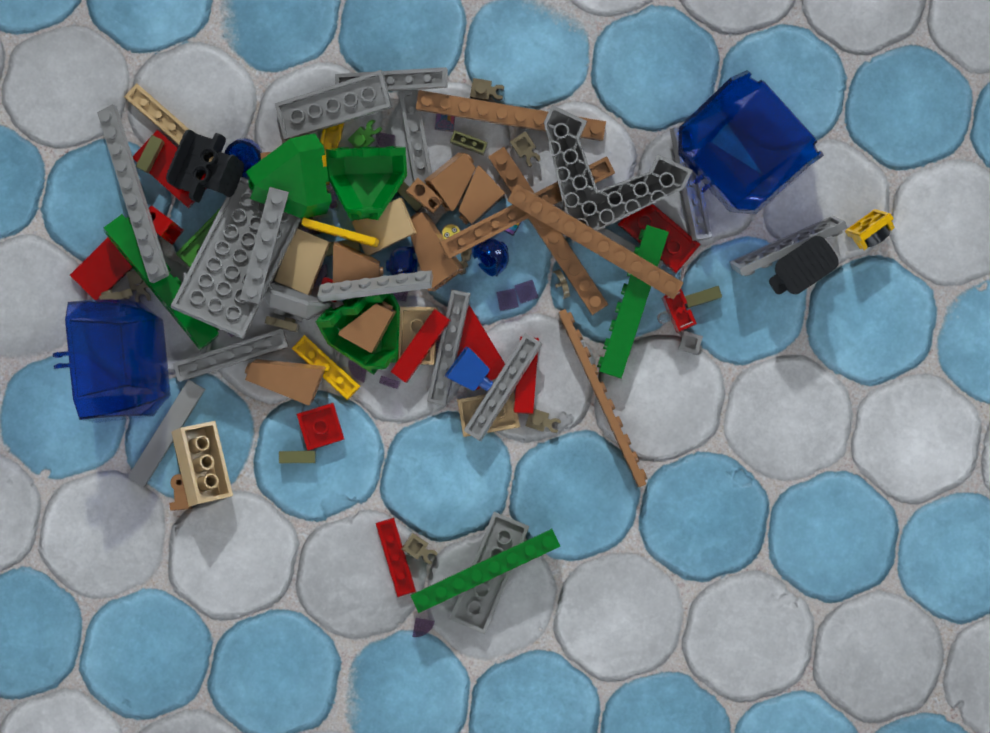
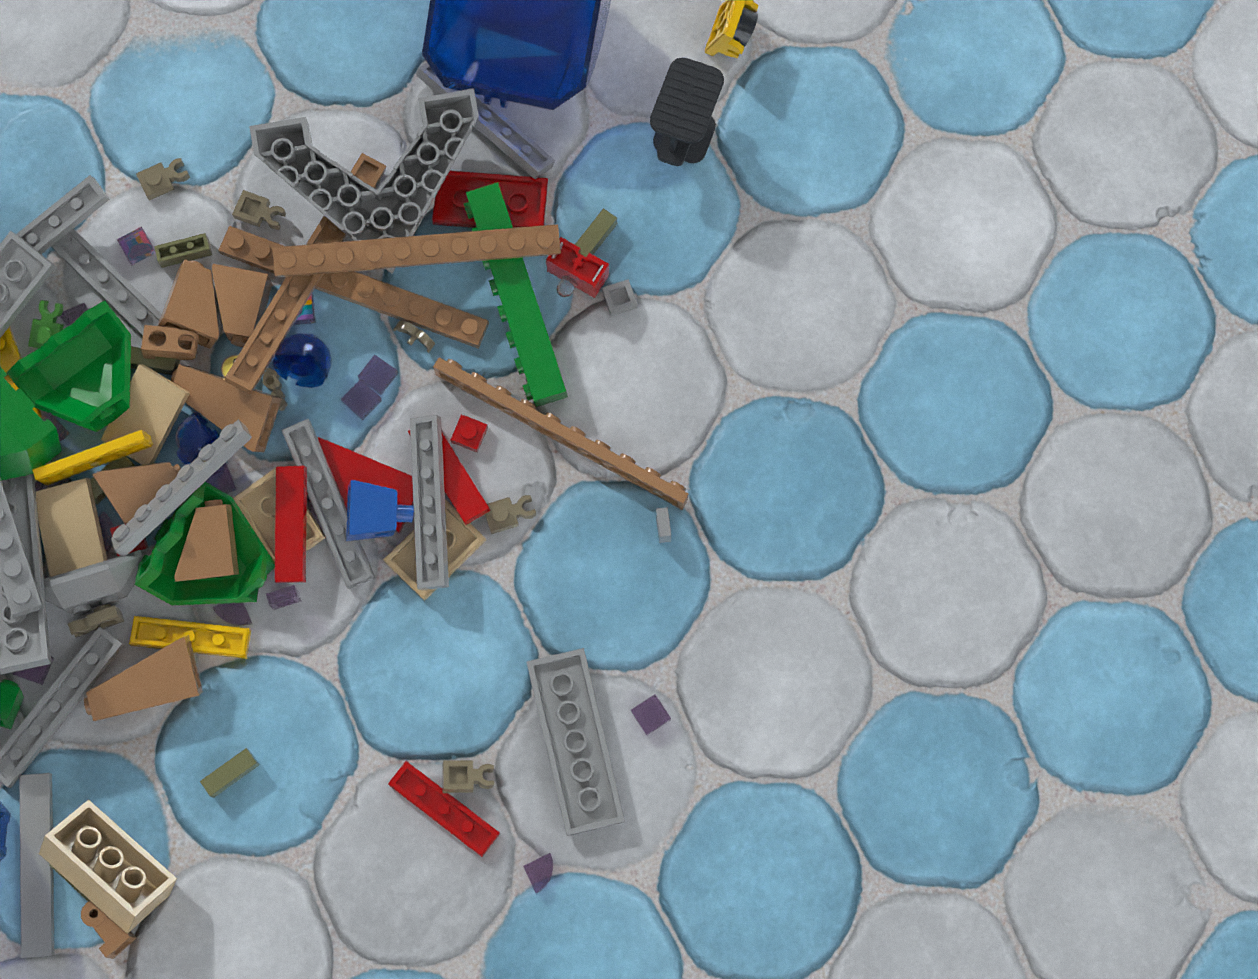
camera: 40 degrees left, 10 degrees down
(320, 426) = (233, 713): red plate -> none
(485, 570) = (567, 739): green brick -> none
(496, 113) = (192, 193): medium nougat plate -> none
(539, 586) = (650, 715): none -> clear purple tile
(552, 361) = (469, 433): none -> red plate
(620, 489) = (663, 525): none -> light grey tile
(776, 250) = (634, 136): light grey plate -> none

